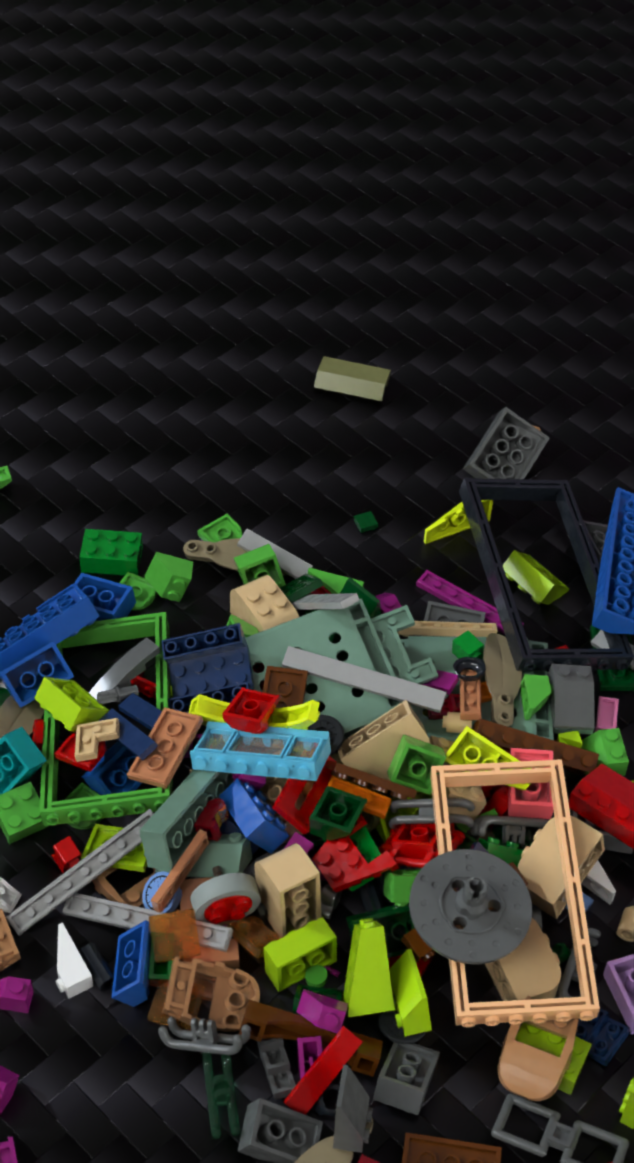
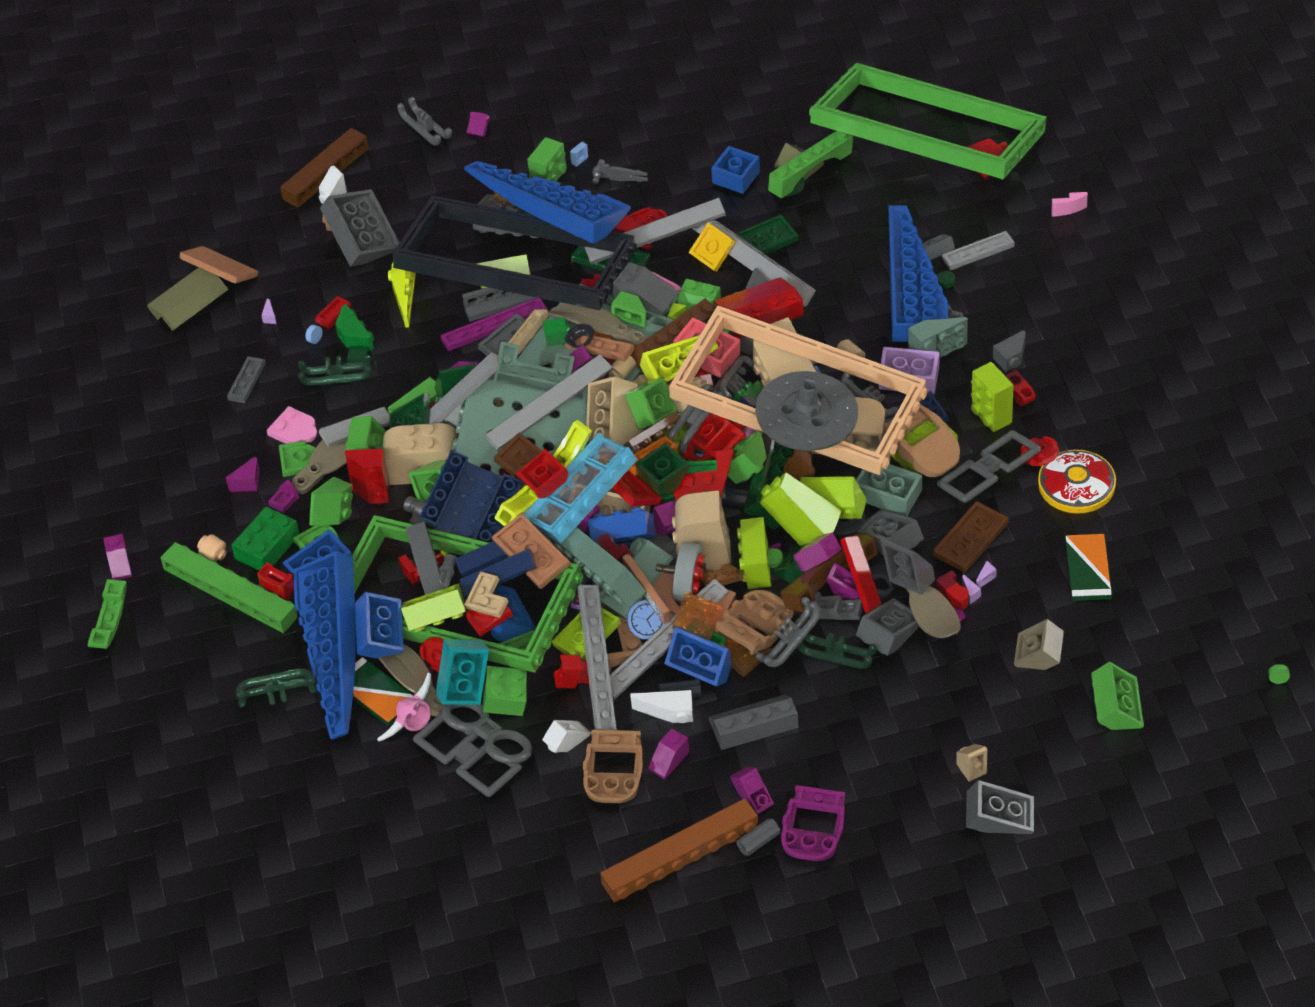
camera: 55 degrees left, 0 degrees up
(41, 463) = (117, 557): none -> slope
(46, 551) = (229, 587): none -> bright green brick
(61, 576) = (276, 581): none -> red piece
(83, 519) = (212, 547): none -> light nougat head
(89, 1054) = (754, 721): none -> dark grey slope
(170, 544) = (284, 497): none -> magenta tile
(177, 507) = (245, 478): none -> magenta slope
(215, 590) = (369, 474): none -> red slope
(255, 514) = (293, 427): none -> bright pink plate
(289, 459) = (246, 379): none -> dark grey tile
(334, 513) = (335, 372): none -> clear green piece
(367, 479) = (314, 334): none -> light blue tile
(373, 438) = (268, 314): none -> lavender piece
(389, 502) = (352, 331): none -> green slope
(400, 381) = (218, 264): none -> nougat tile
(404, 482) = (330, 313): none -> red tile
(464, 1050) = (892, 489): none -> sand green brick
(479, 586) = (489, 306): none -> dark grey fence
(539, 413) = (332, 184): none -> white slope
(563, 400) = (308, 179): none -> reddish brown brick

